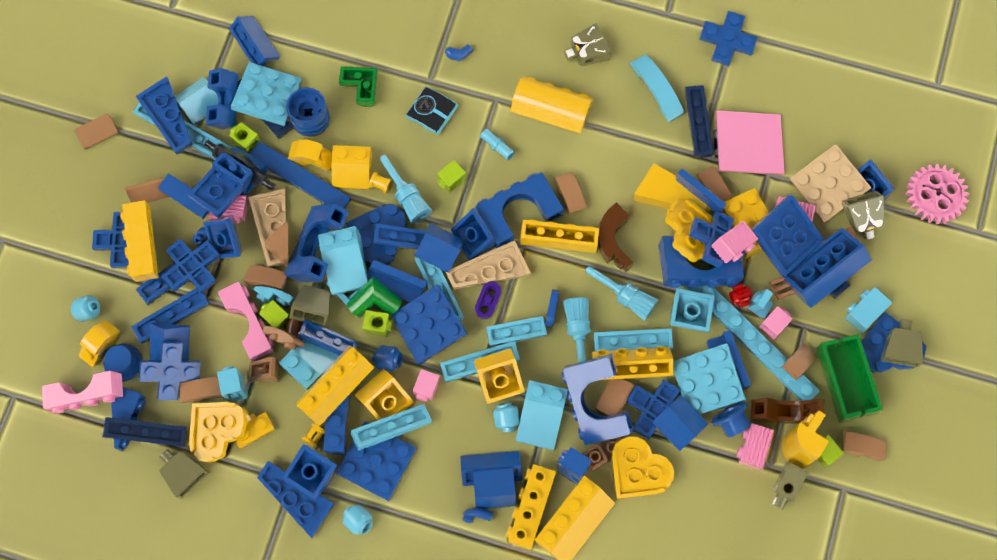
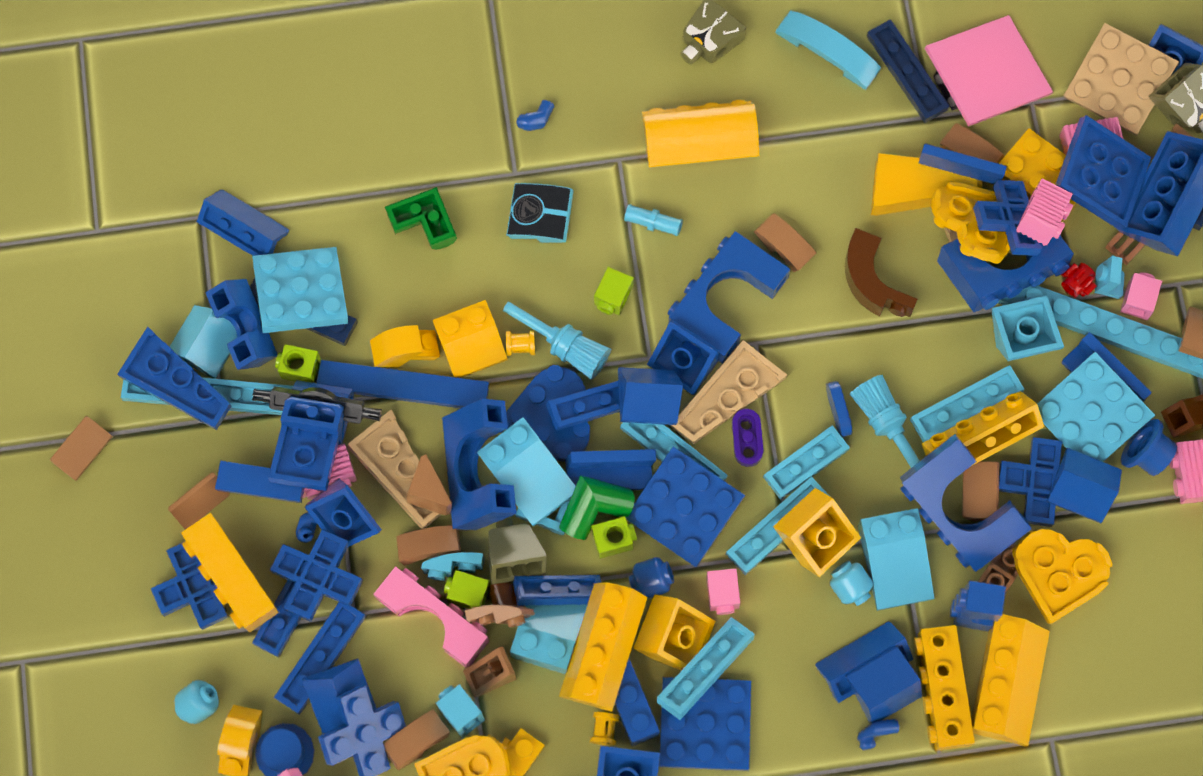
camera: 25 degrees left, 0 degrees up
(308, 111) = (367, 276): blue wheel -> none
(559, 236) = (802, 307): yellow brick -> none
(627, 295) = (930, 346): medium azure piece -> none

